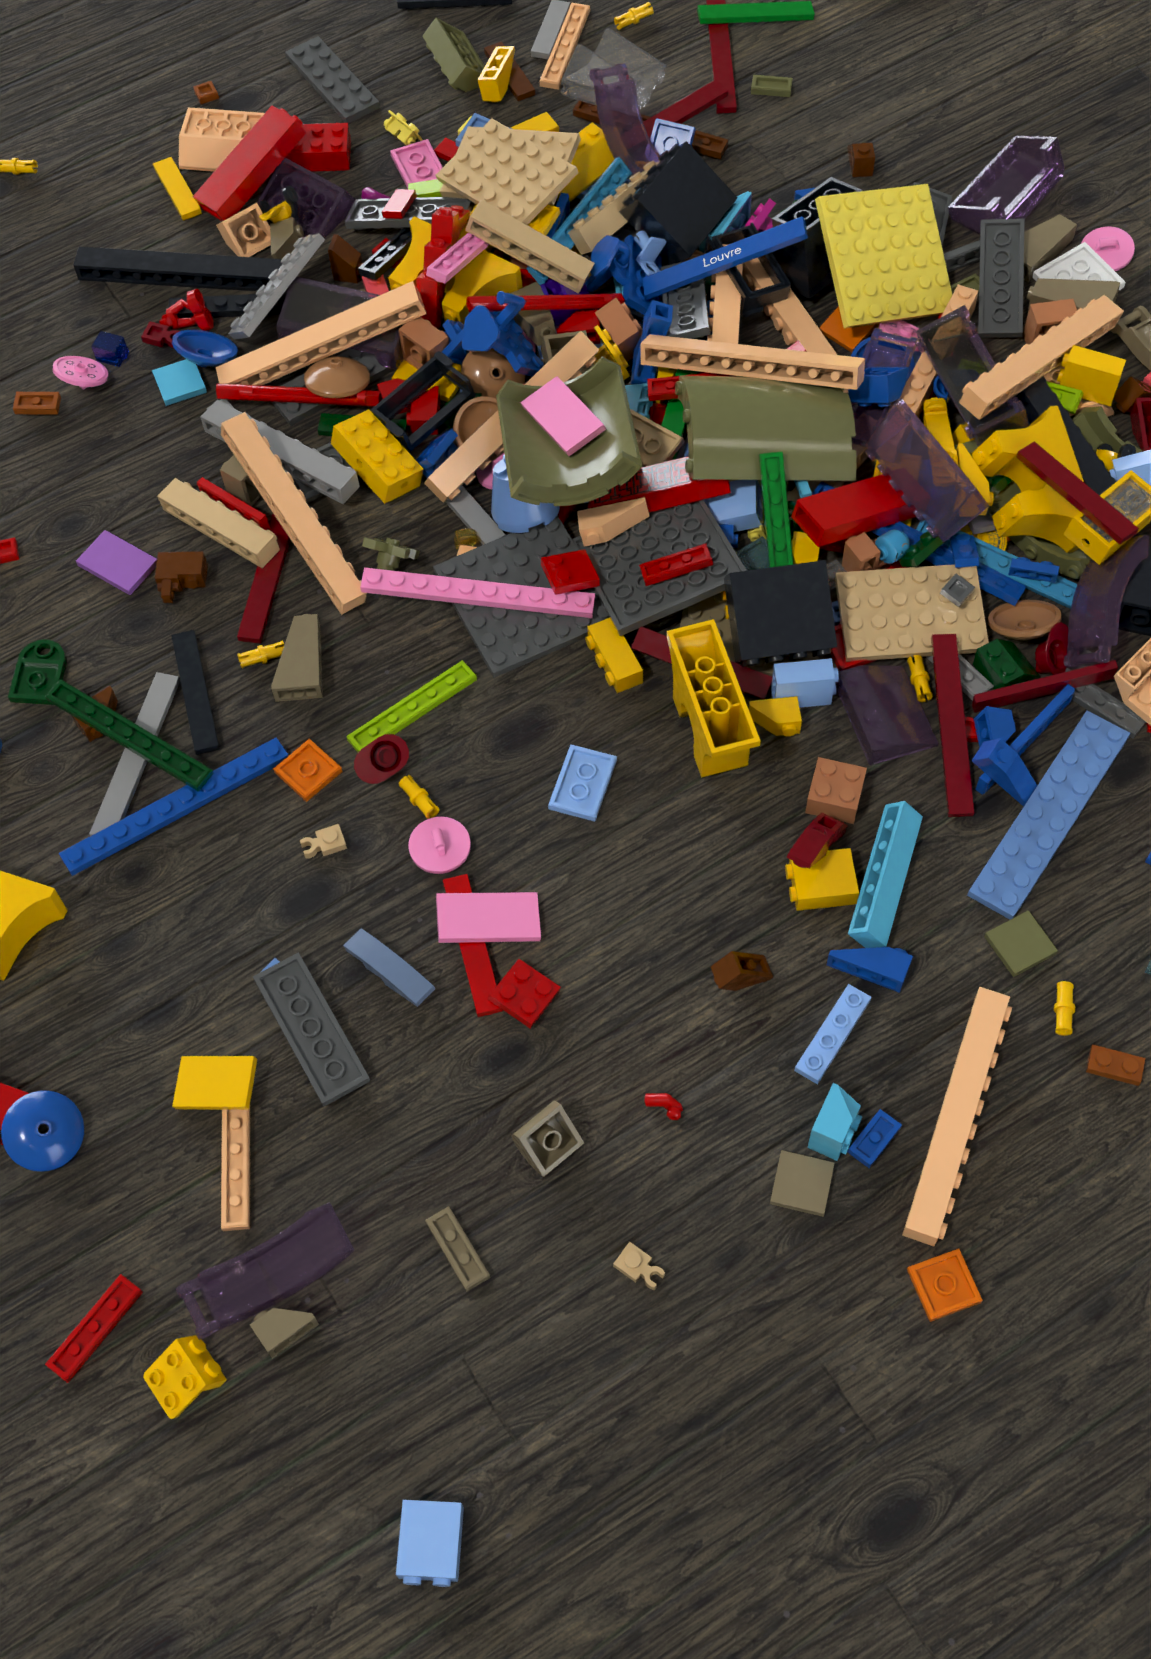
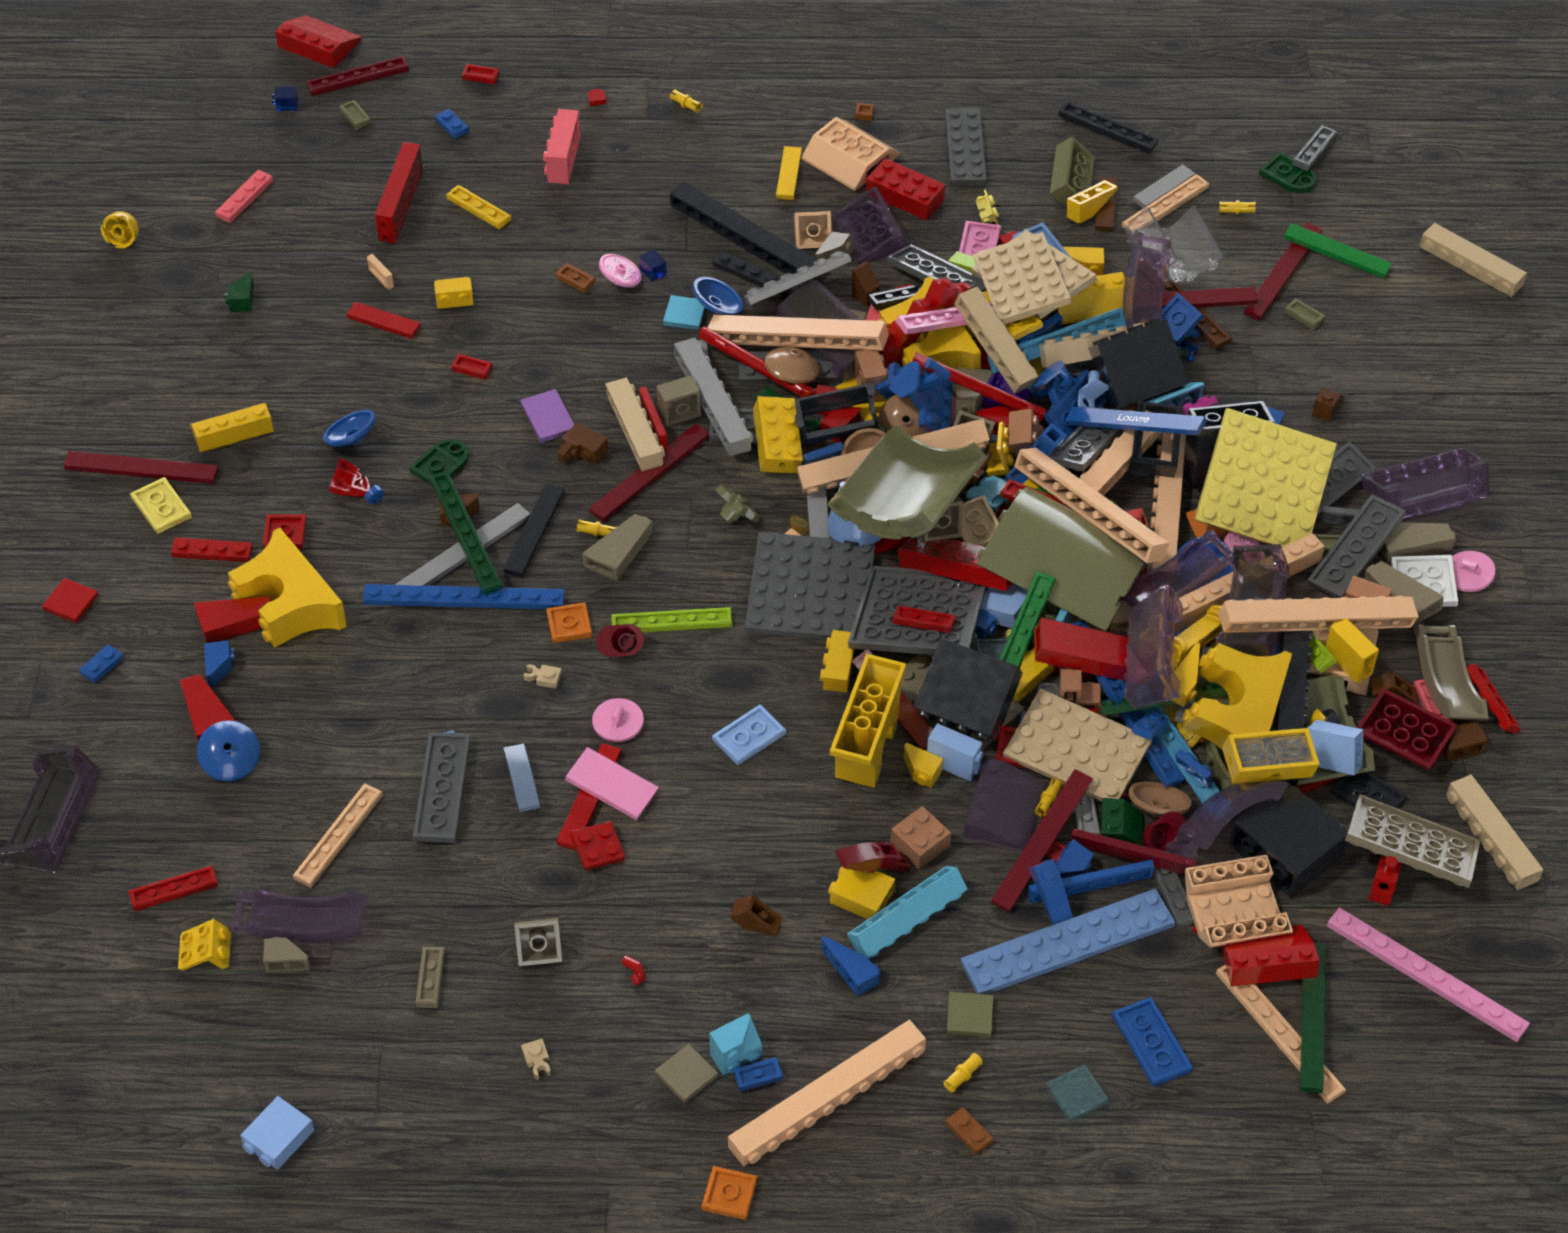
camera: 30 degrees right, 10 degrees down
(158, 334) = (693, 271): dark red plate -> none
(196, 305) = (732, 262): red piece -> none
(215, 1082) = (355, 784): yellow tile -> none
(250, 163) = (848, 180): red brick -> none
(283, 210) = (846, 226): cap -> none
(293, 512) = (685, 443): light nougat brick -> none
(370, 193) = (925, 245): magenta arm -> none
(399, 203) = (935, 262): tile -> none
(418, 797) = (628, 681): yellow pin -> none
(477, 592) = (774, 566): bright pink plate -> none
(563, 416) = (916, 470): bright pink tile -> none
(570, 571) = (848, 585): red plate -> none
(608, 521) = (906, 566): light nougat slope -> none
(832, 1034) = (779, 988): light blue plate -> none
(880, 386) = (1179, 572): blue slope -> none
(892, 546) = (1096, 691): dark azure head -> none
(957, 590) = (1117, 747): dark grey plate -> none
(1077, 493) = (1245, 719): dark red tile -> none

